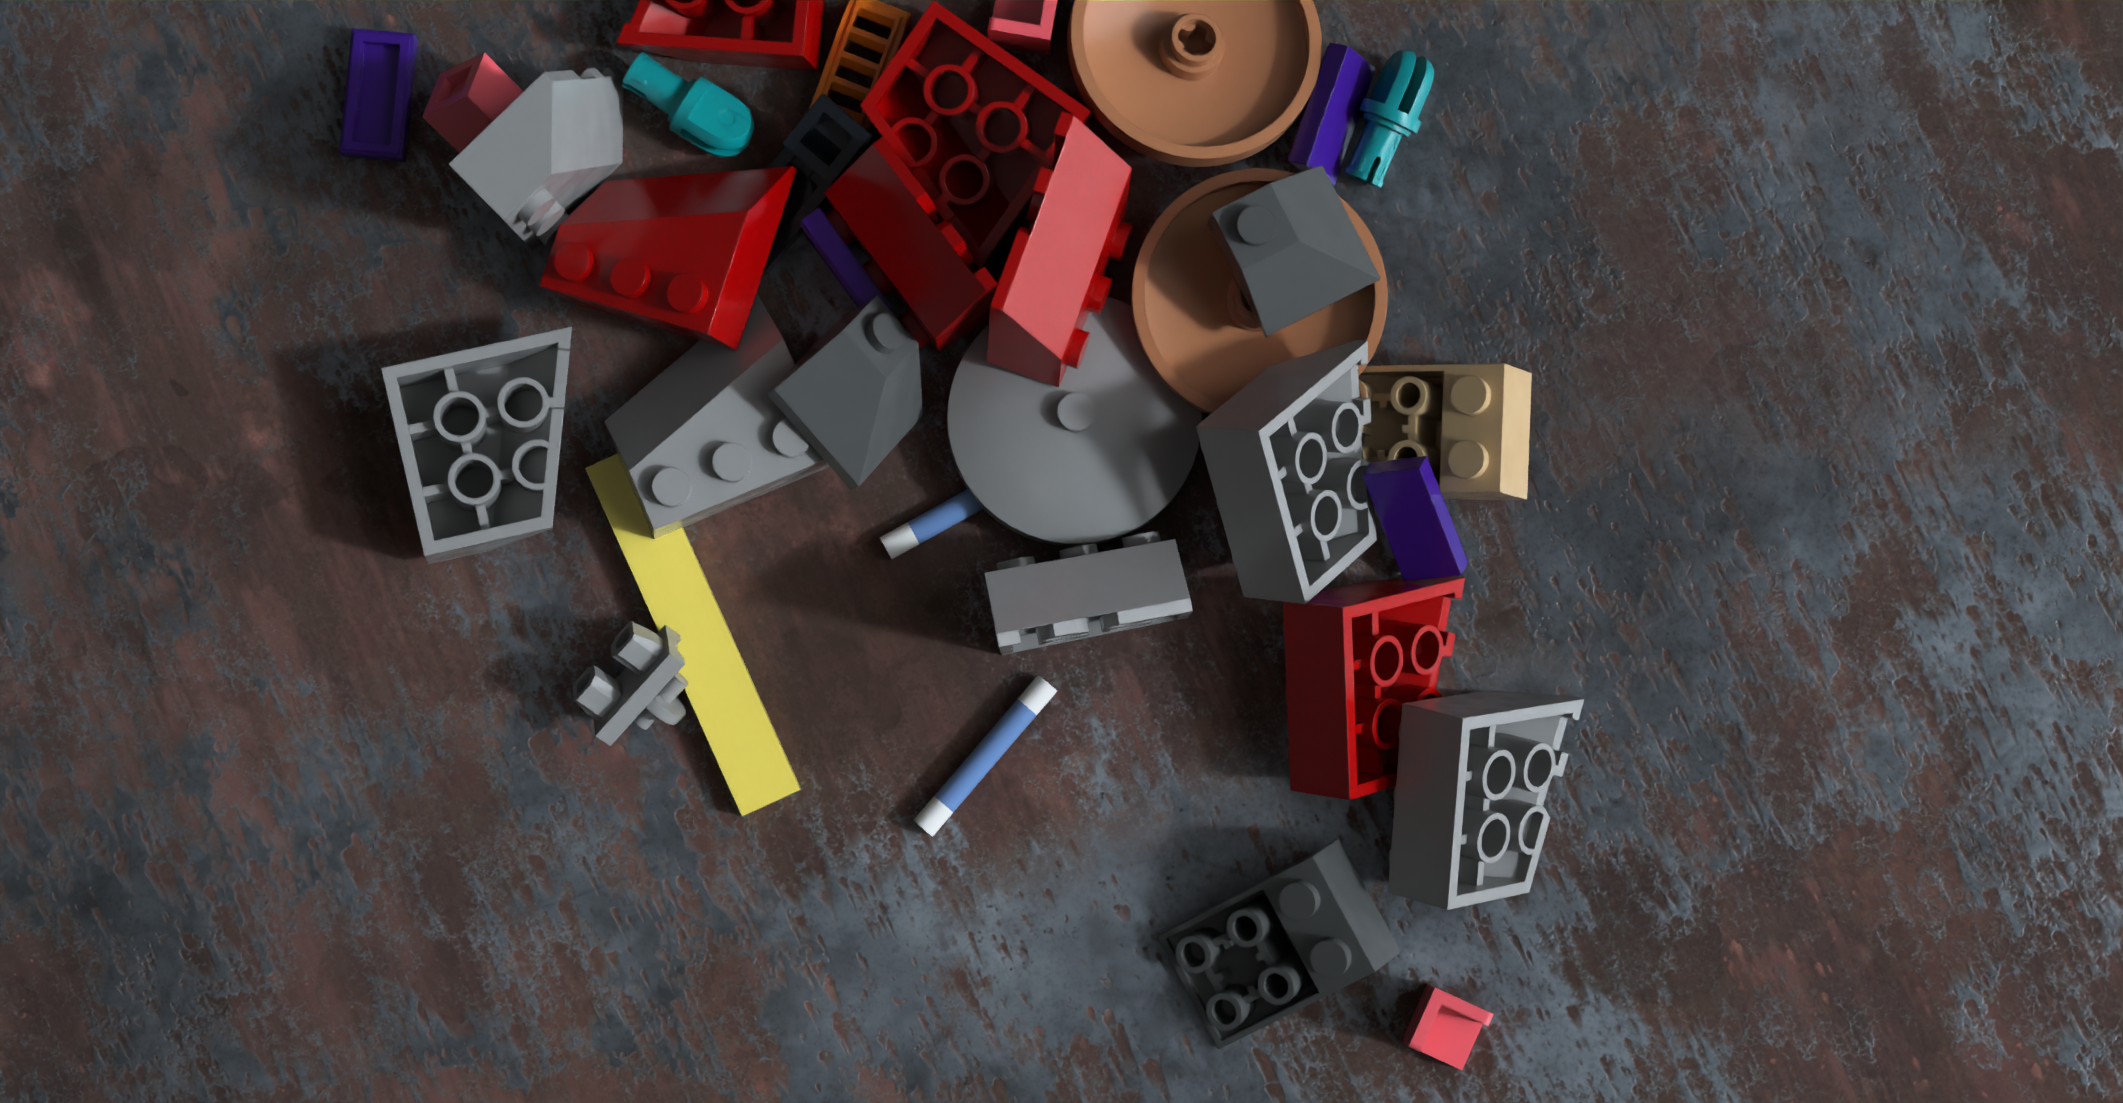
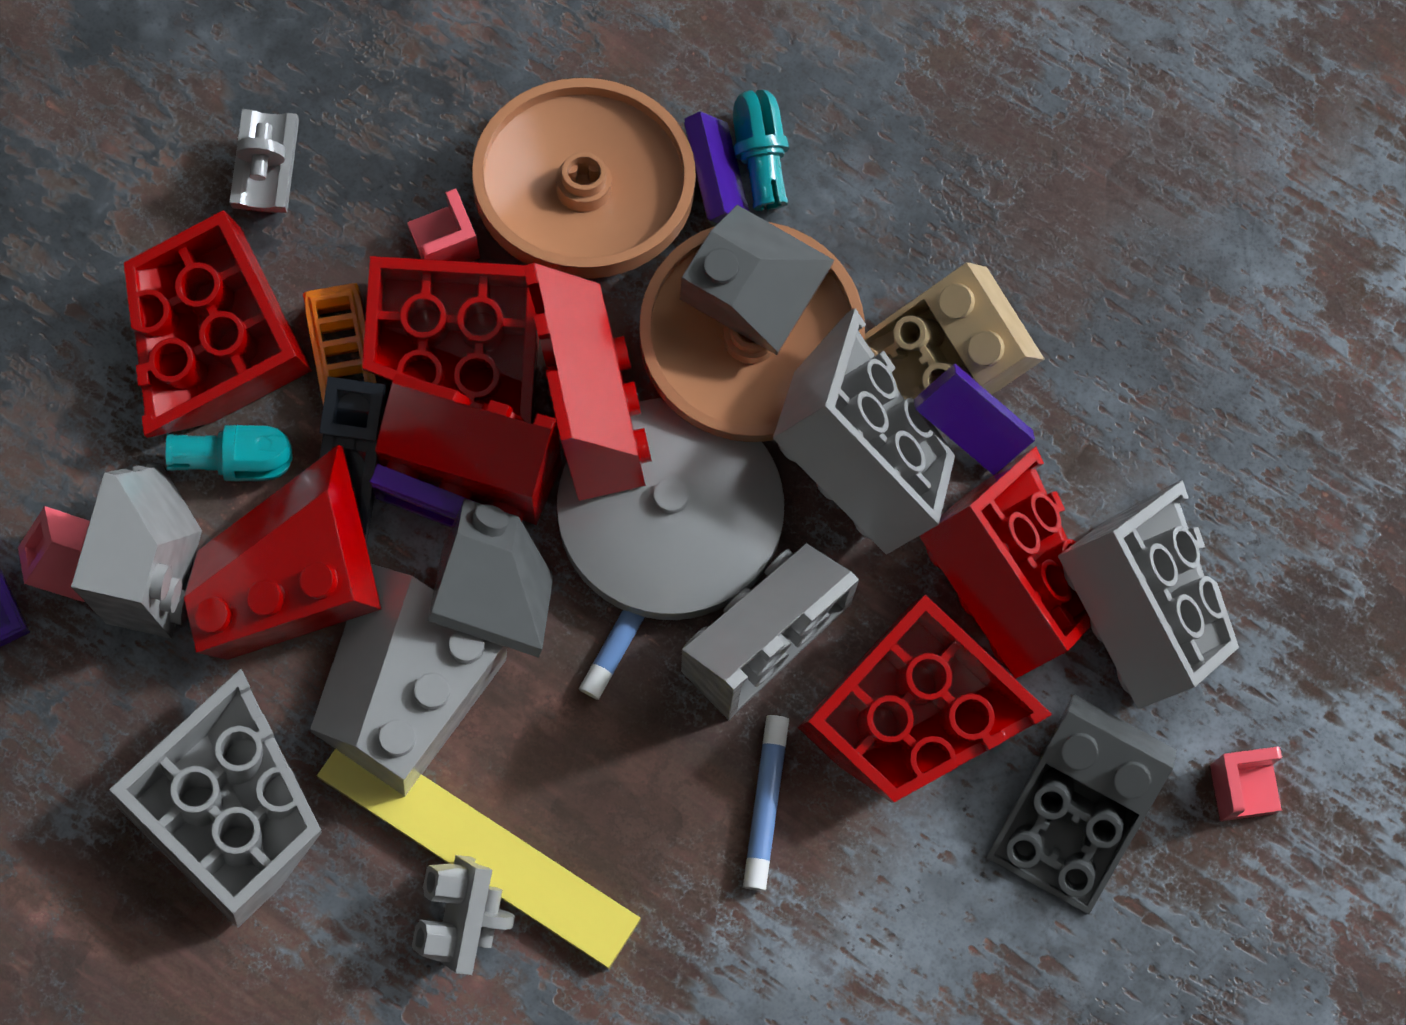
camera: 35 degrees left, 10 degrees down
(1182, 759) = (919, 705): none -> red wedge

